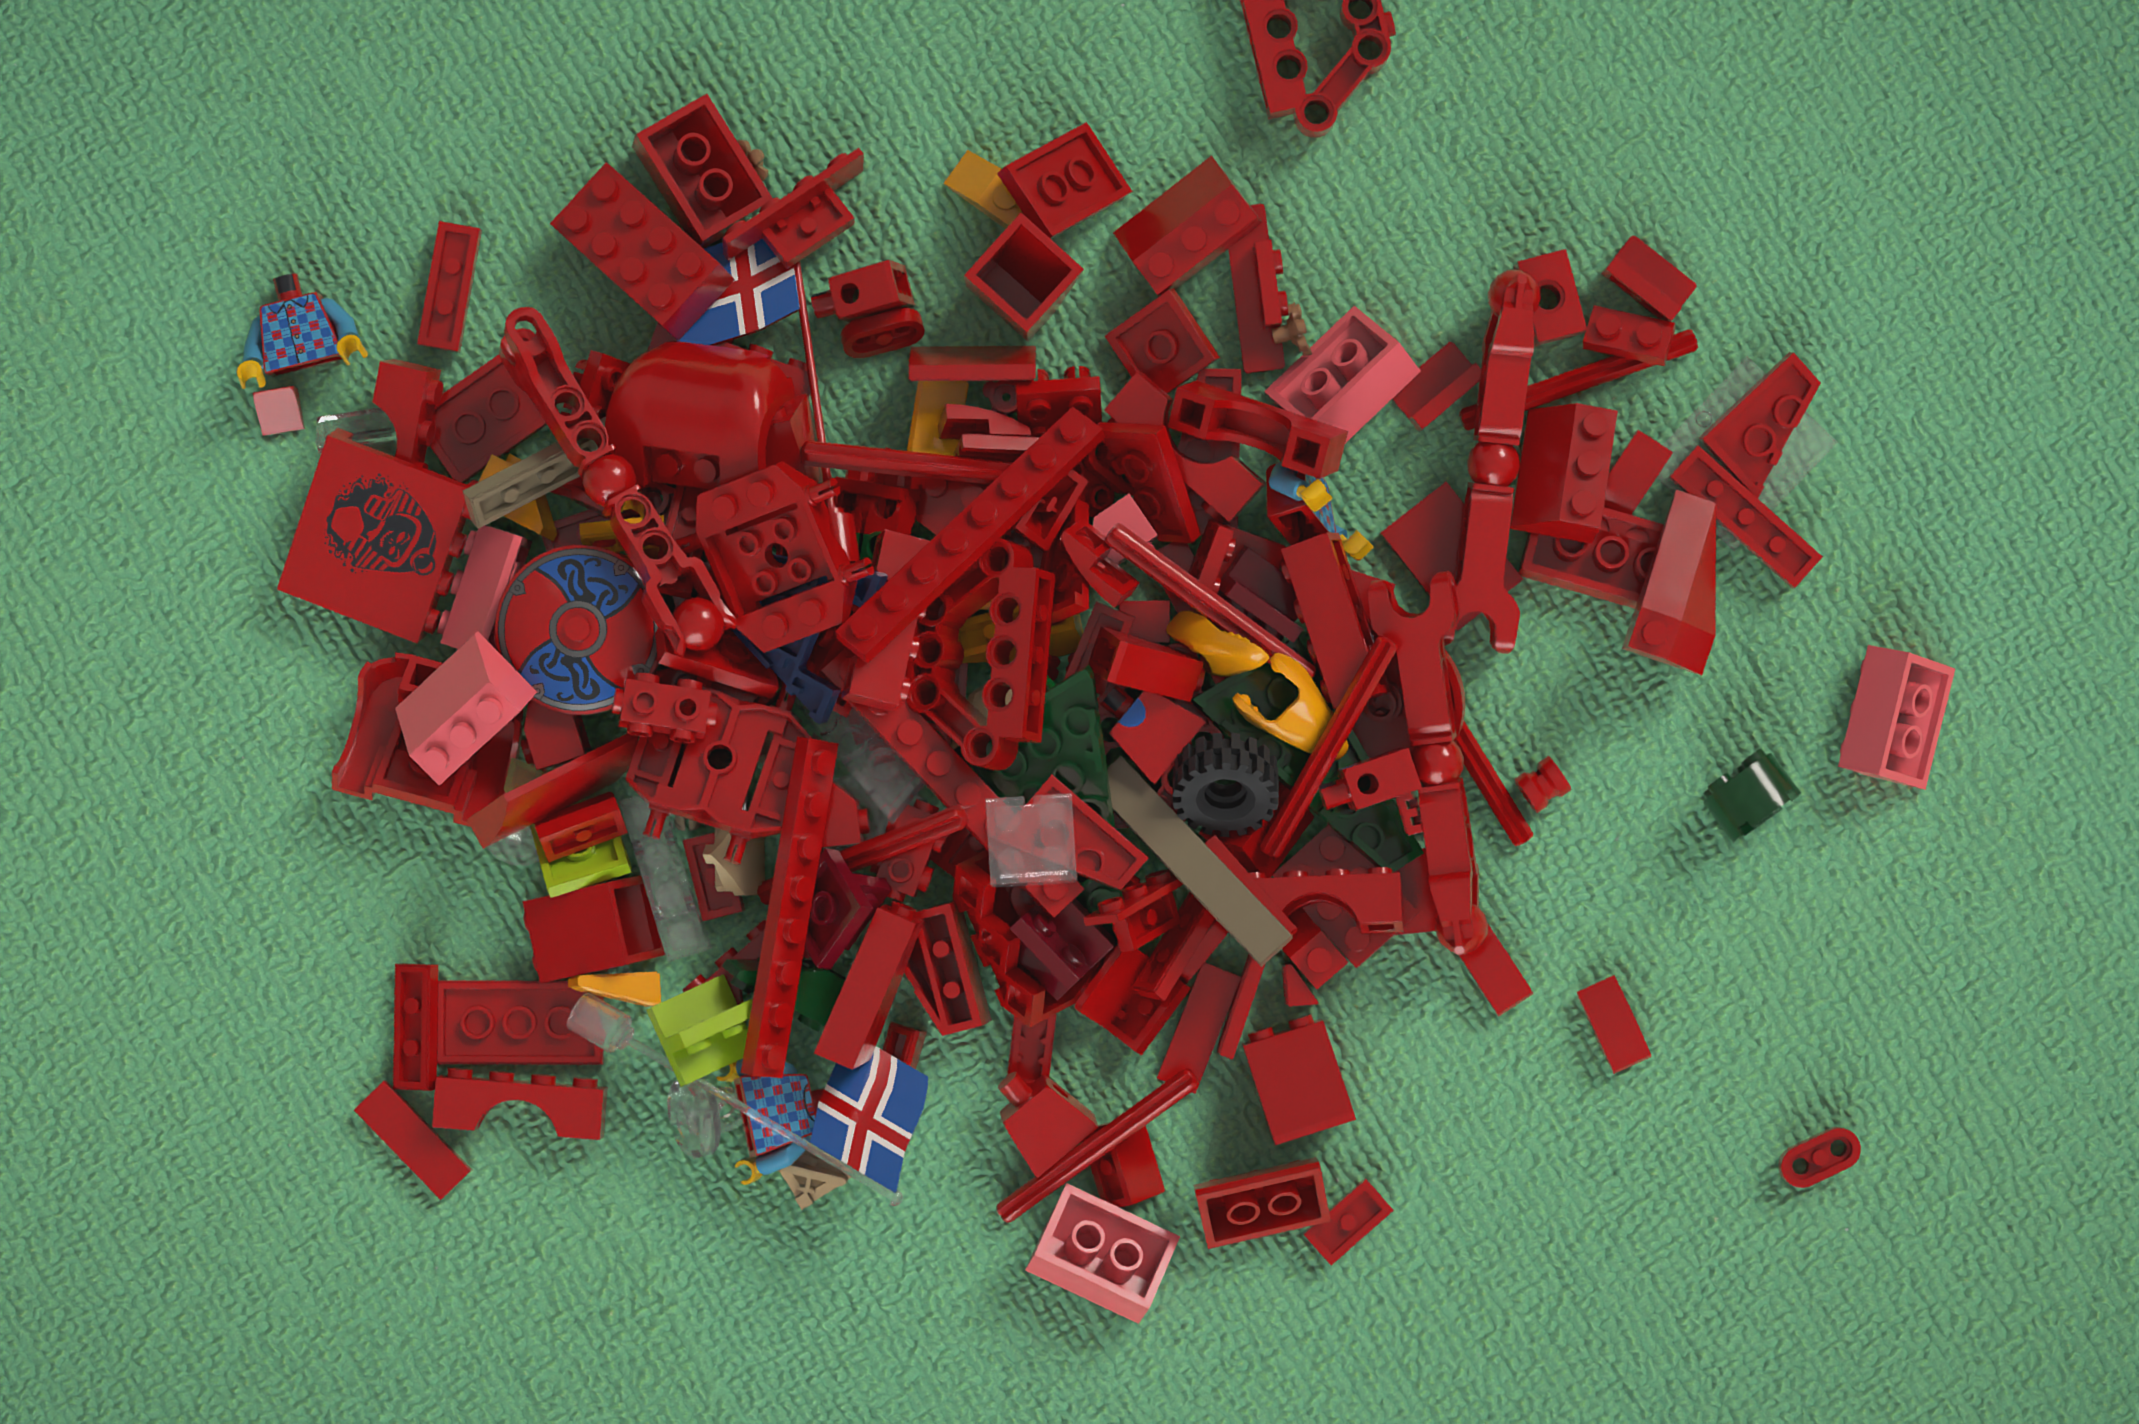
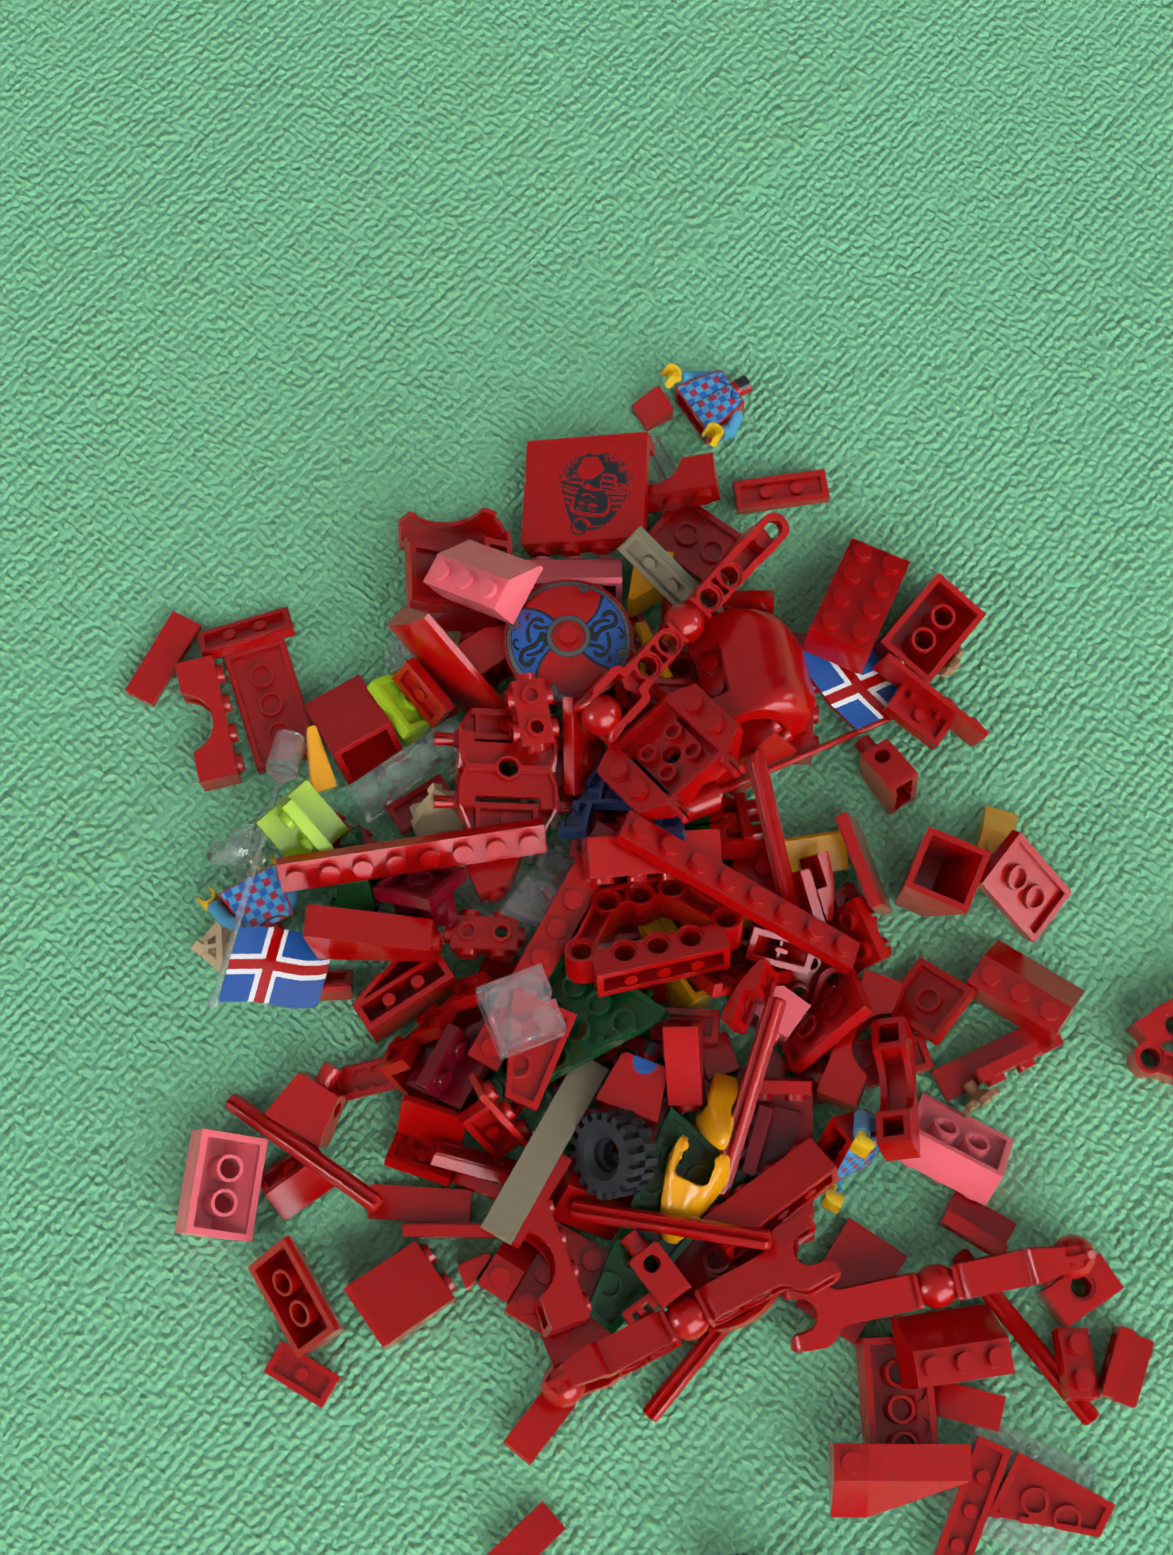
camera: 70 degrees right, 15 degrees down
(882, 332) = (860, 795): red plate -> none
(894, 842) = (492, 922): red axle -> none
(1542, 784) = (698, 1415): red wheel -> none

